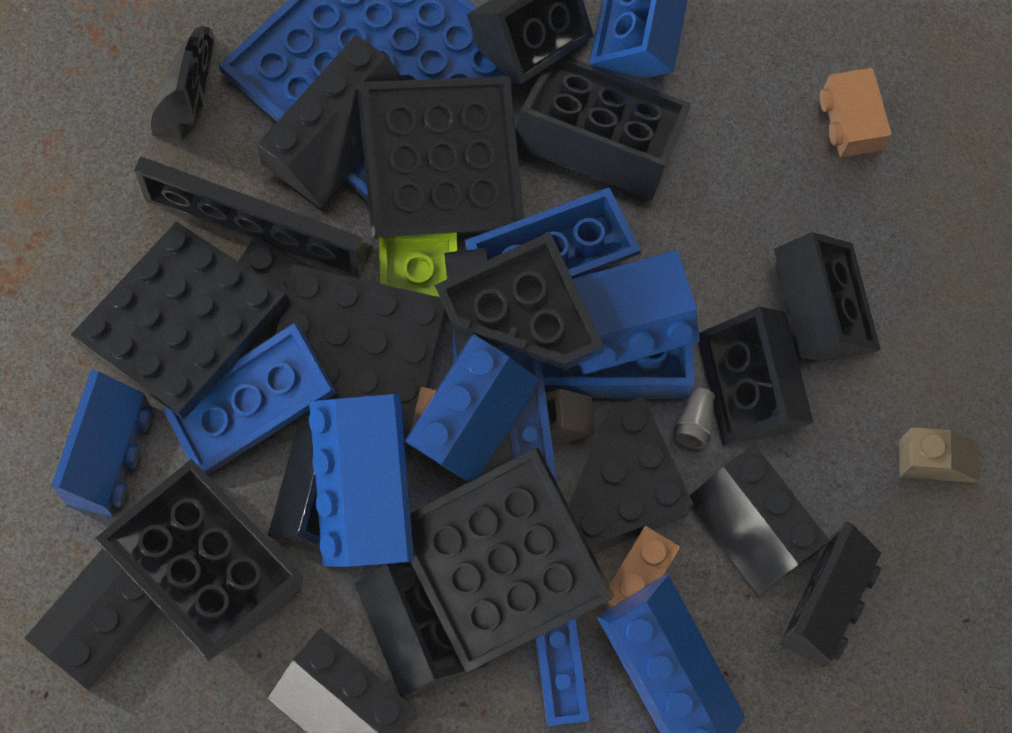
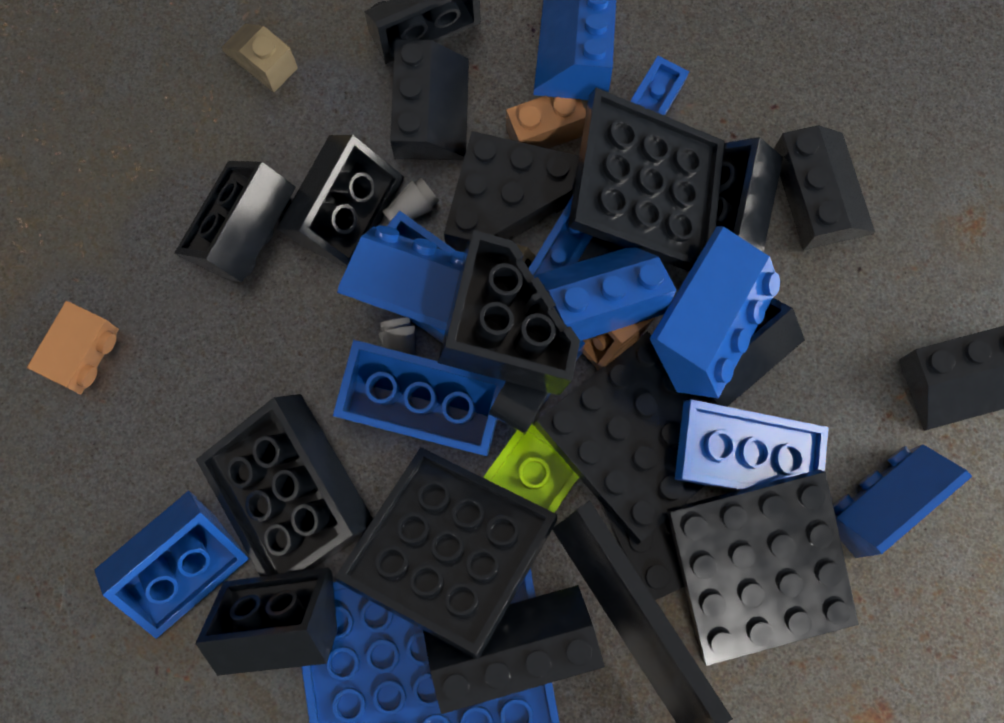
camera: 135 degrees left, 5 degrees up
(201, 561) = (876, 348): black slope -> none

